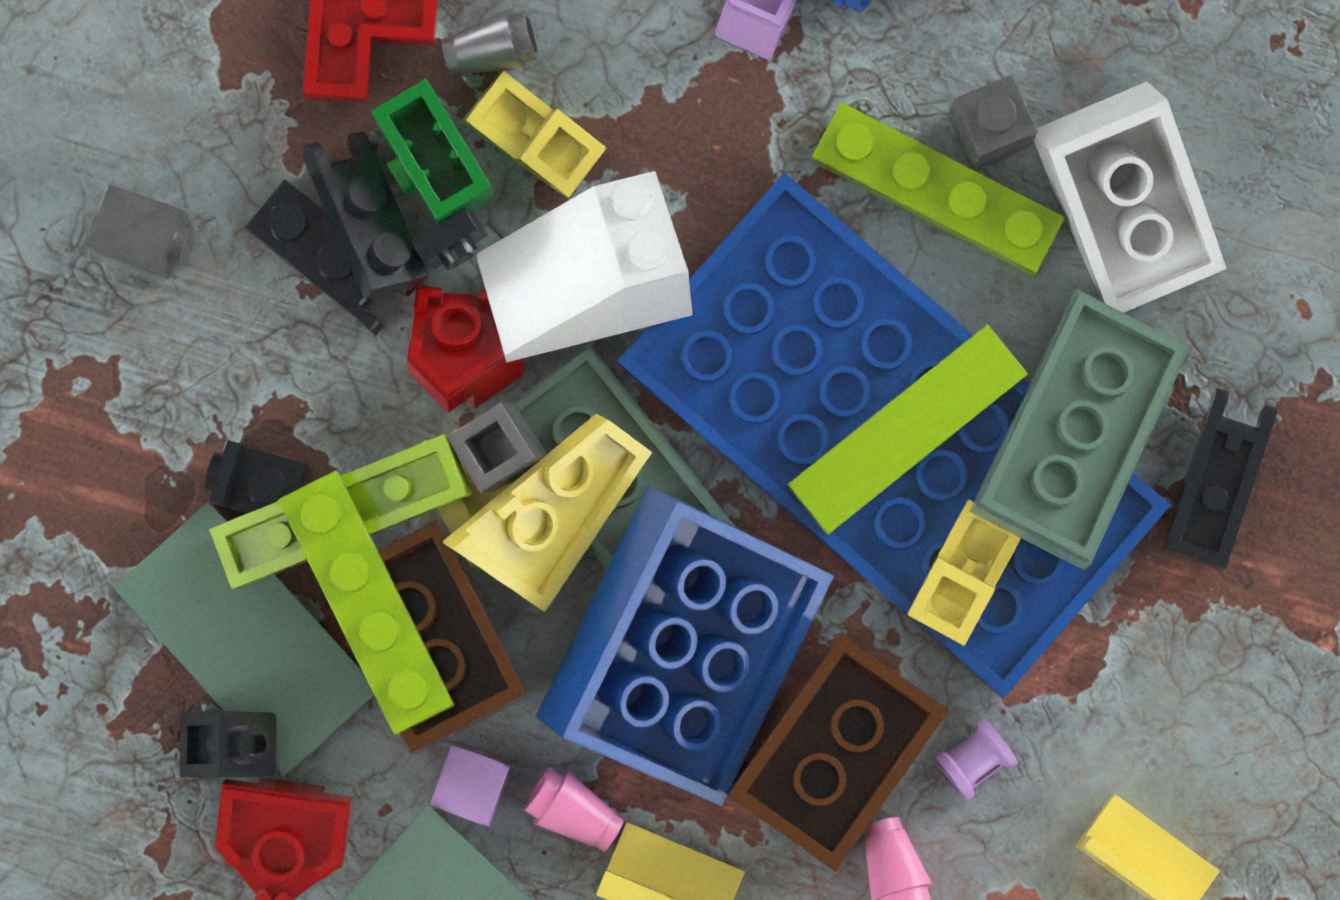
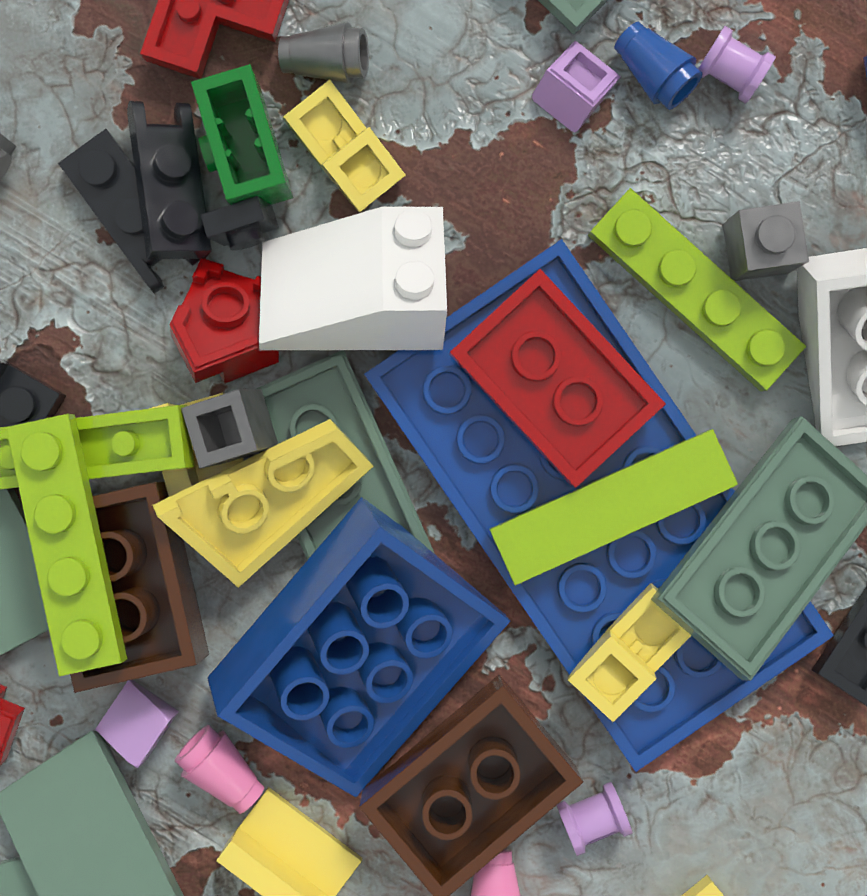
camera: 15 degrees right, 5 degrees up
(815, 314) = (557, 378): none -> red plate

